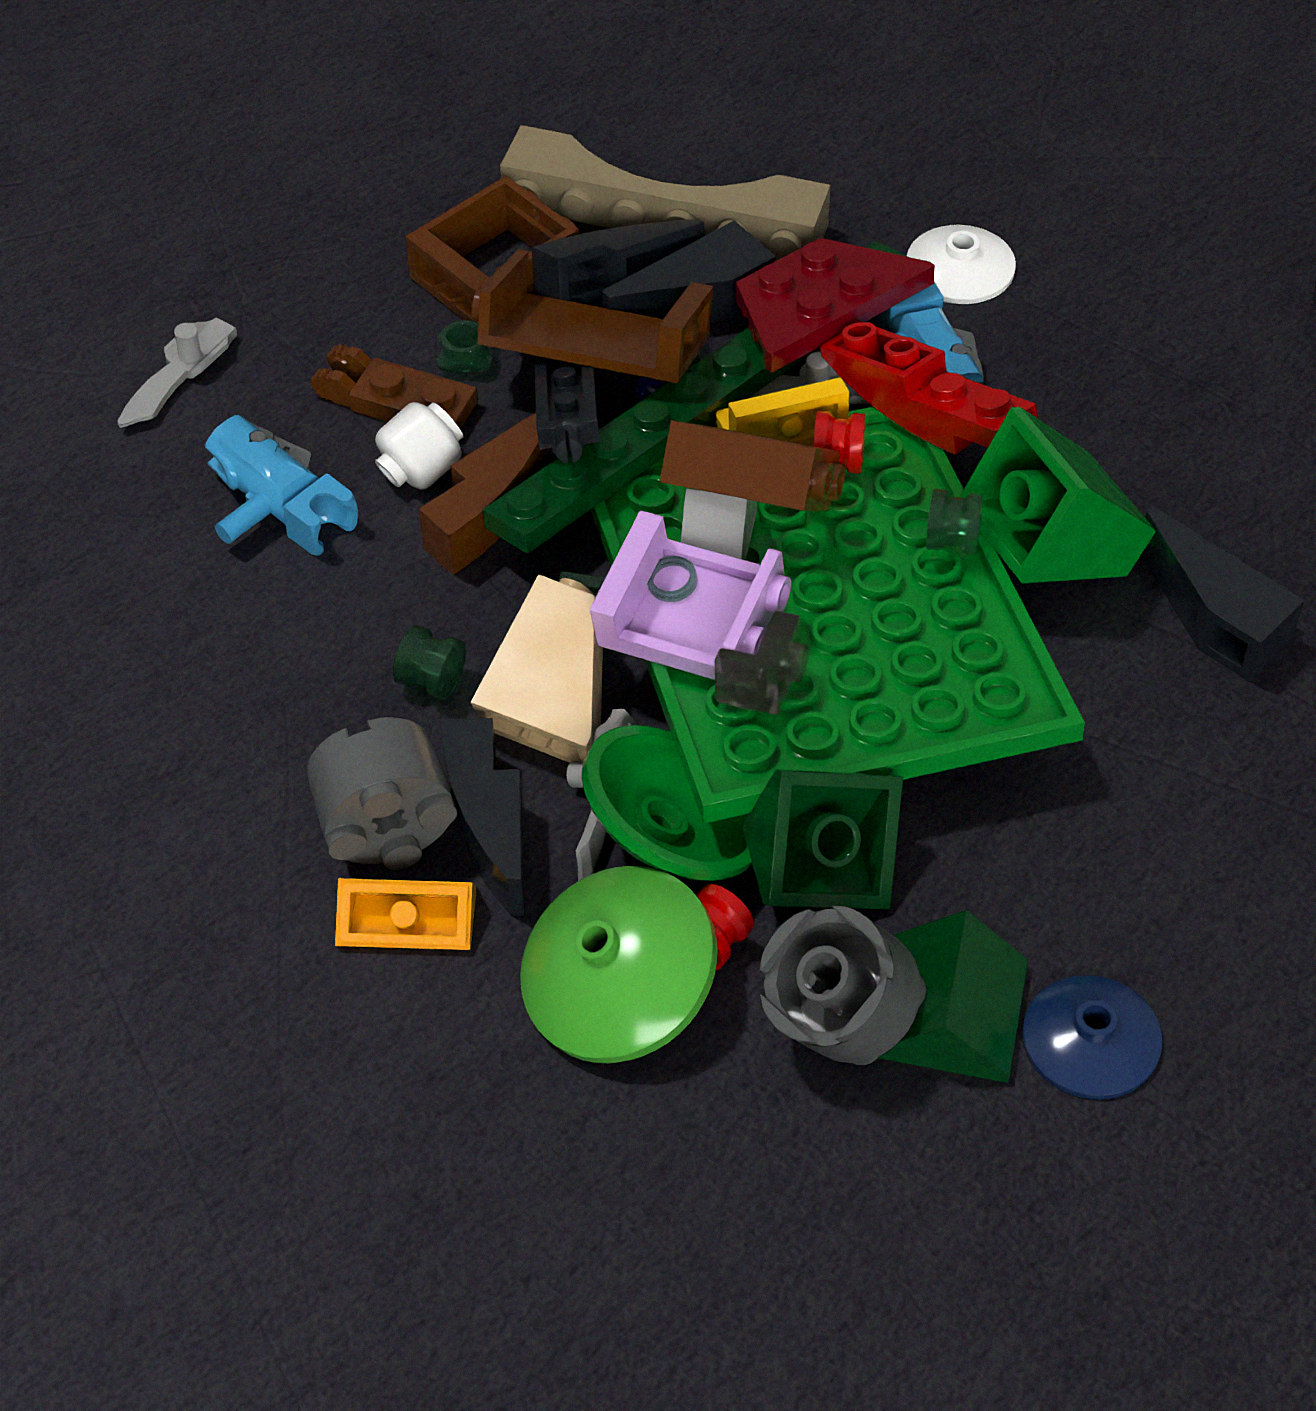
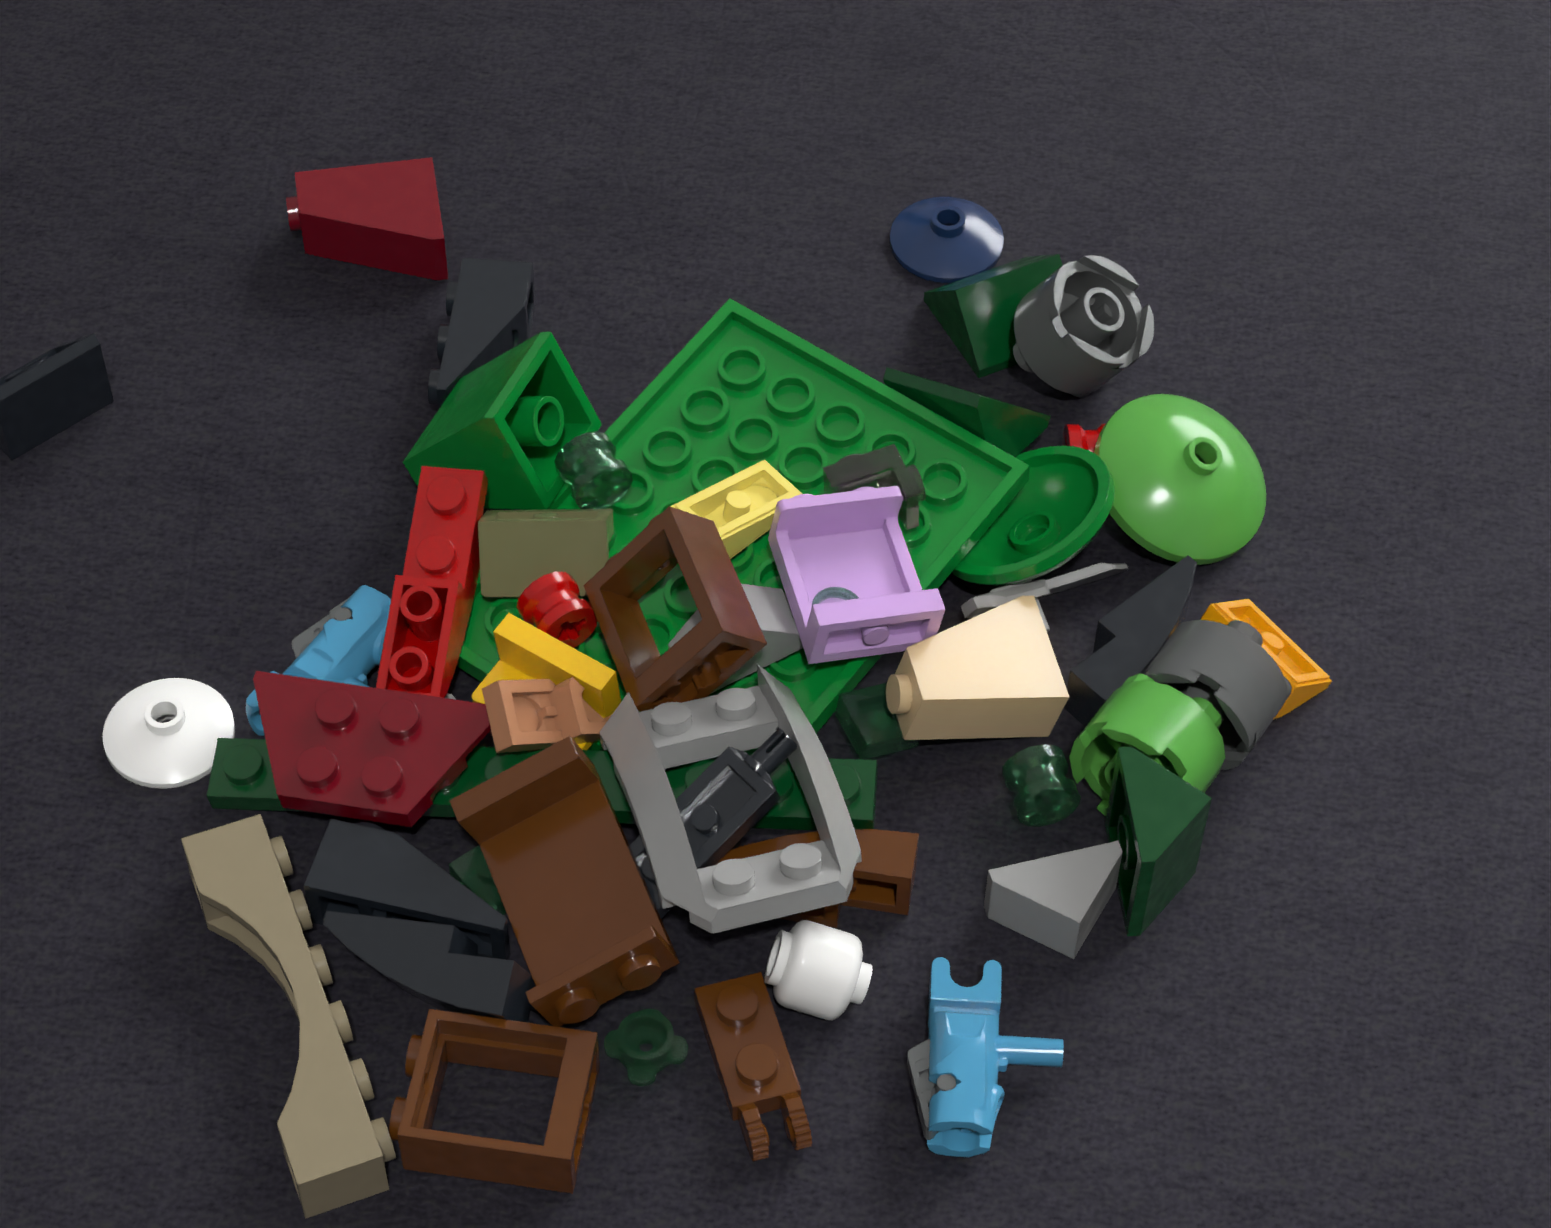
camera: 130 degrees left, 0 degrees up
(310, 660) = (1159, 831): none -> dark green slope
(334, 605) = (1055, 895): none -> light grey slope
(369, 686) = (1157, 722): none -> bright green brick
(482, 389) = (696, 730): none -> light grey wedge
(750, 369) = (539, 714): none -> nougat slope
(839, 591) = (741, 504): none -> light yellow slope
(923, 460) = (532, 543): none -> olive panel

